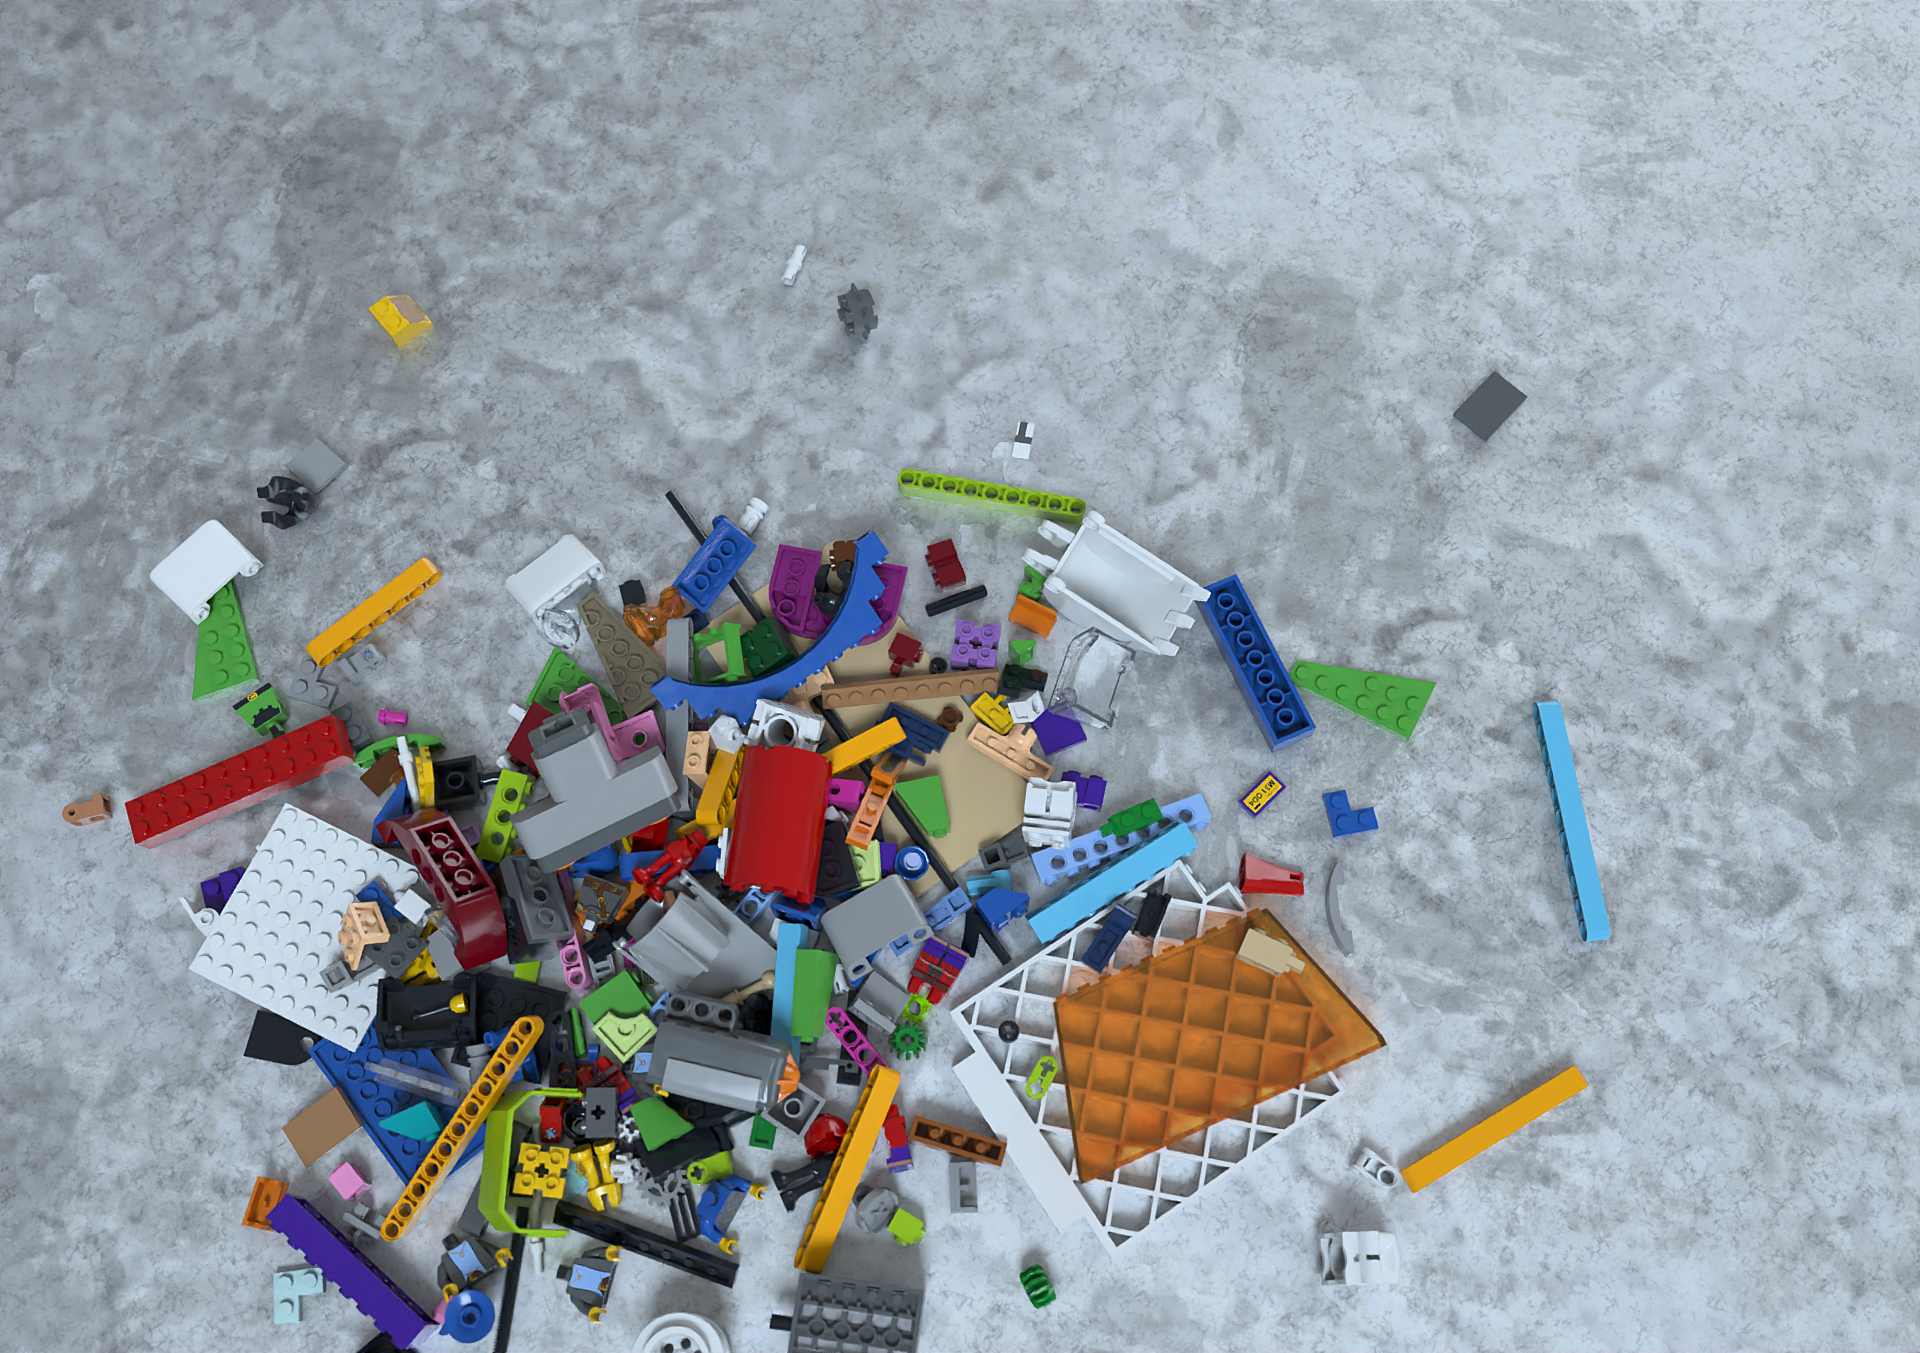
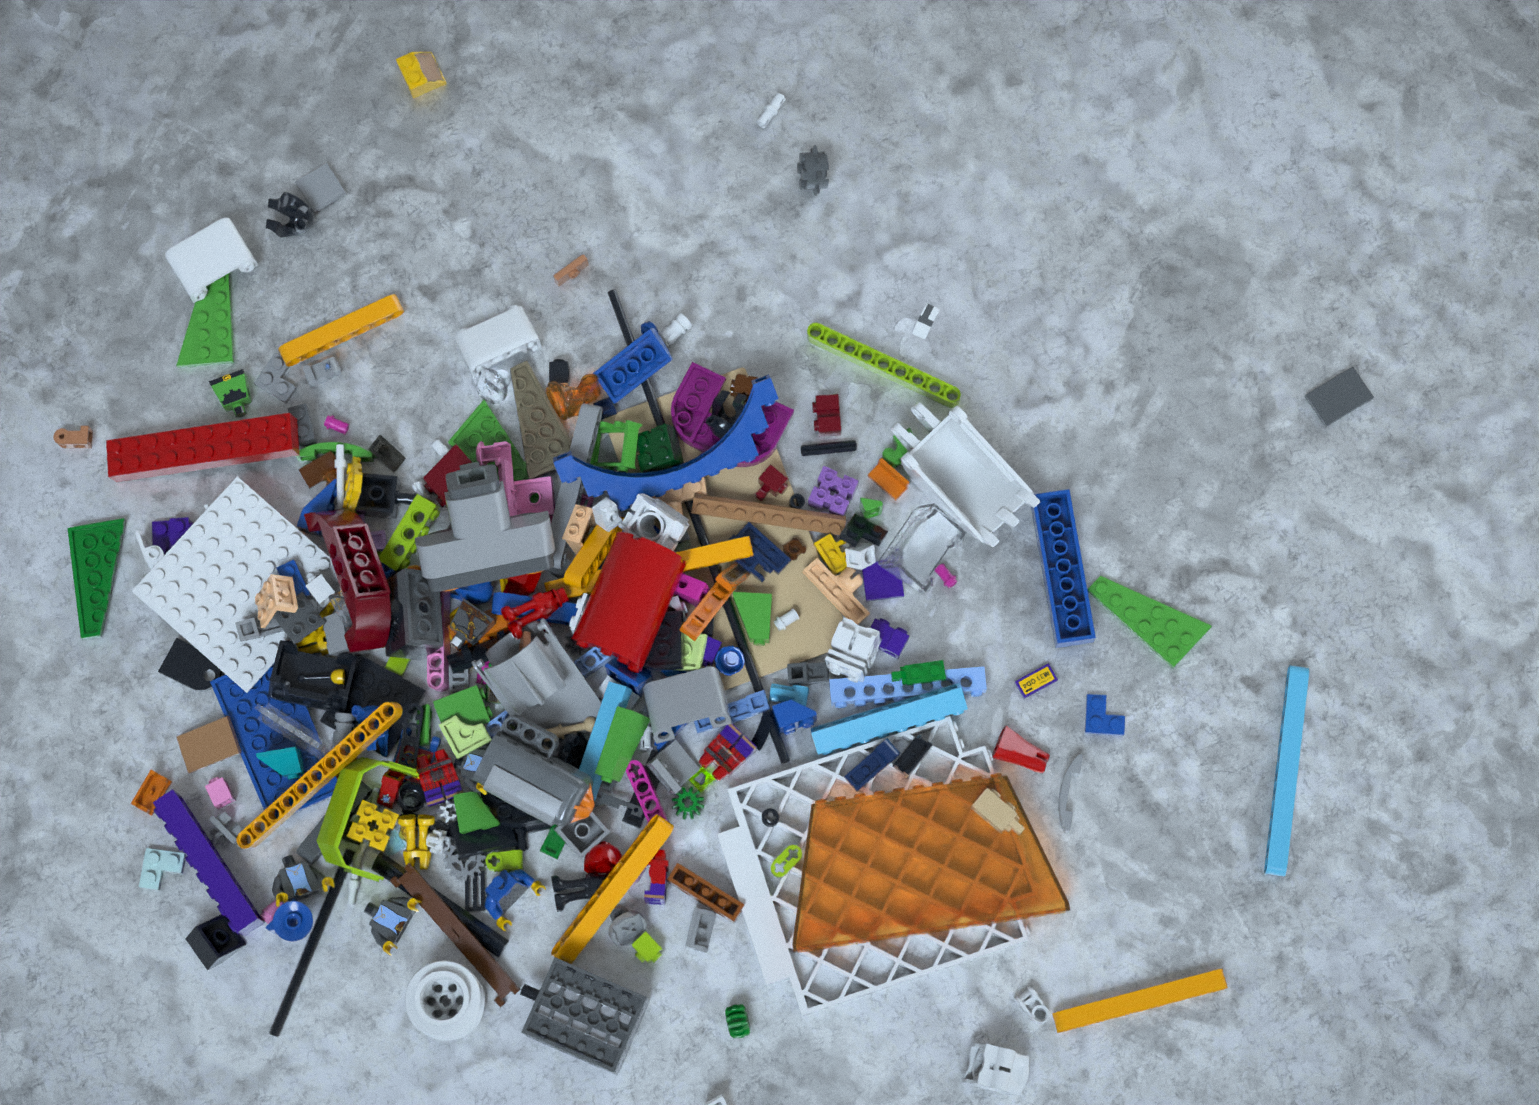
camera: 15 degrees right, 5 degrees up
(141, 952) = (94, 562): none -> green wing
(457, 734) = (386, 453): none -> clear smoke slope
(608, 1124) = (433, 803): dark grey brick -> none
(618, 483) = (571, 271): none -> nougat plate
(675, 1273) = (457, 933): none -> reddish brown piece
(962, 801) = (786, 619): none -> white pin
(1127, 705) = (946, 576): none -> dark pink pin

